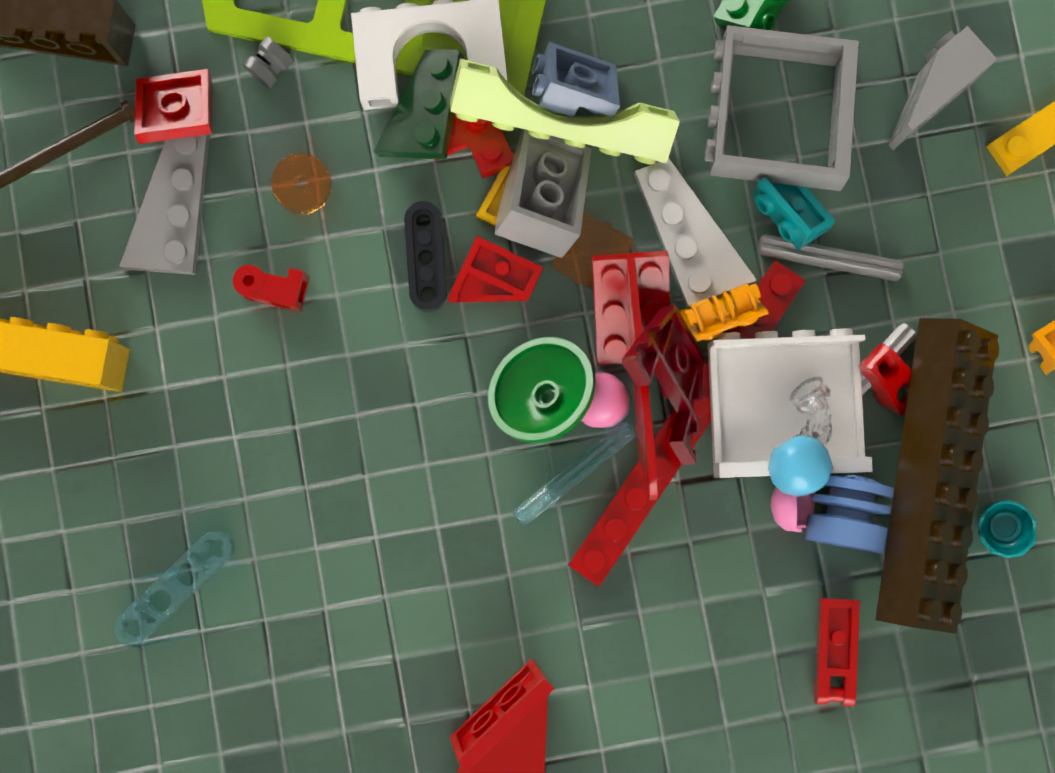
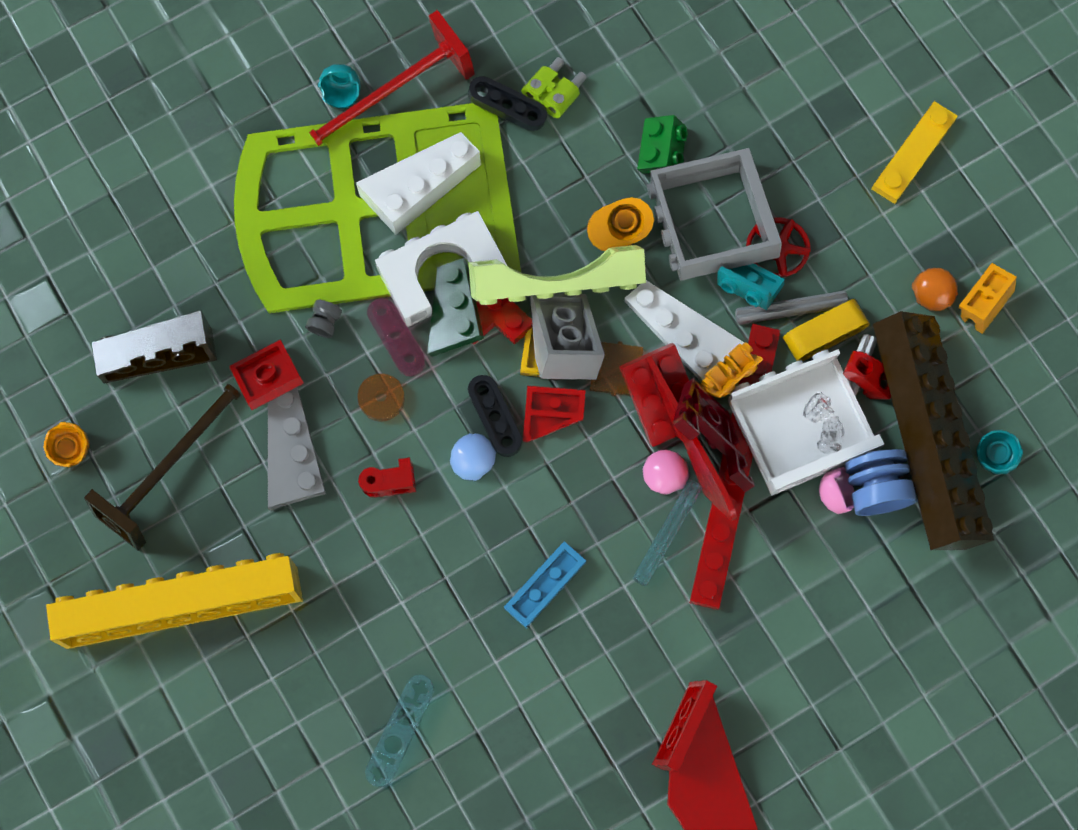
camera: 15 degrees left, 10 degrees down
(349, 131) = (400, 347): none -> clear pink plate
(381, 296) = (472, 456): none -> light blue hair
(406, 481) = (545, 584): none -> dark azure plate
(530, 378) = (610, 470): green dish -> none
(575, 80) = (554, 248): sand blue plate -> none
(664, 78) = (620, 223): none -> light orange piece
(800, 466) = (830, 458): medium azure hair -> none
(837, 651) = (914, 588): red plate -> none
(854, 182) = (787, 248): none -> red wheel
(860, 302) = (826, 330): none -> yellow beam
(949, 71) = (822, 146): light grey slope -> none
(1012, 300) = (935, 289): none -> orange hair

